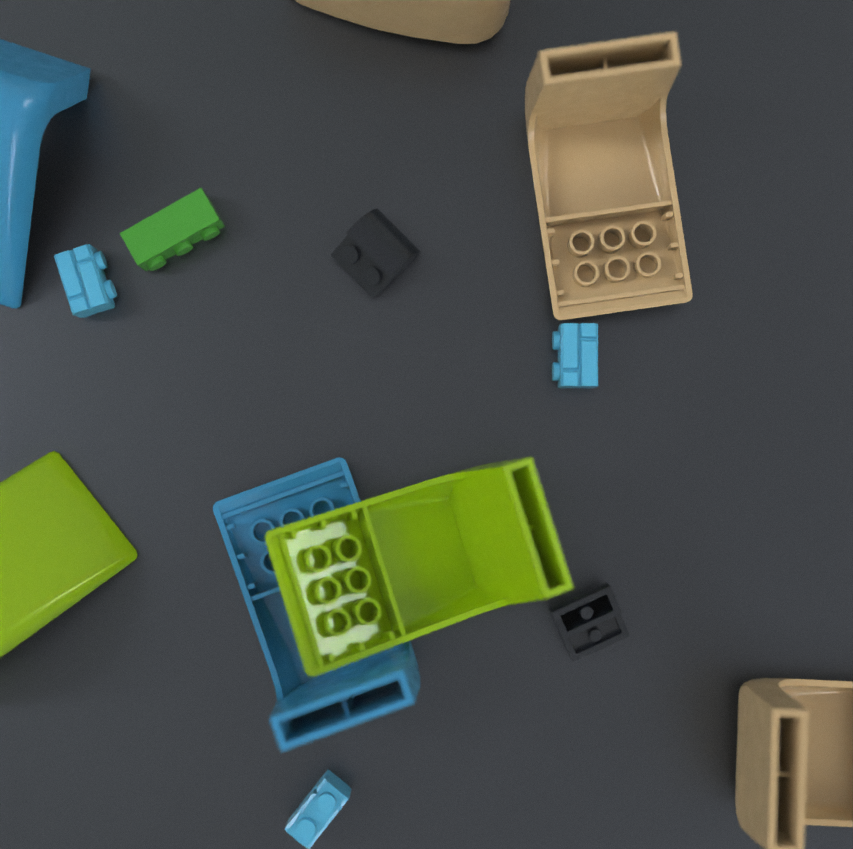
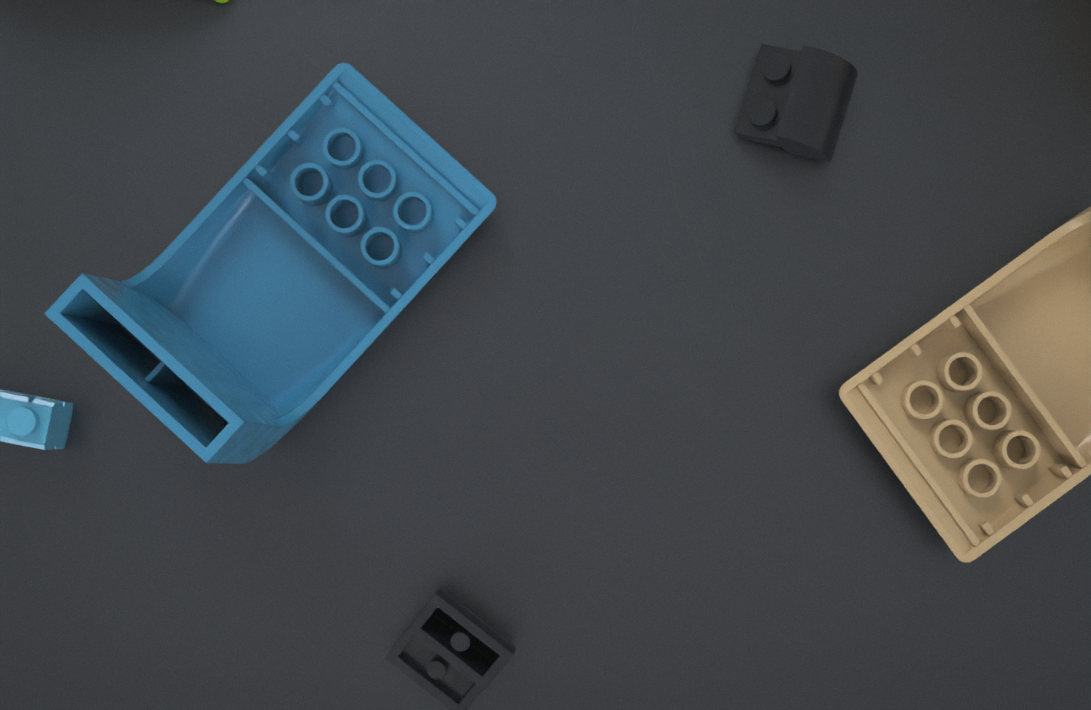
camera: 60 degrees right, 0 degrees up
(416, 561) = (405, 368): lime piece -> none
(576, 355) = (803, 446): medium azure brick -> none

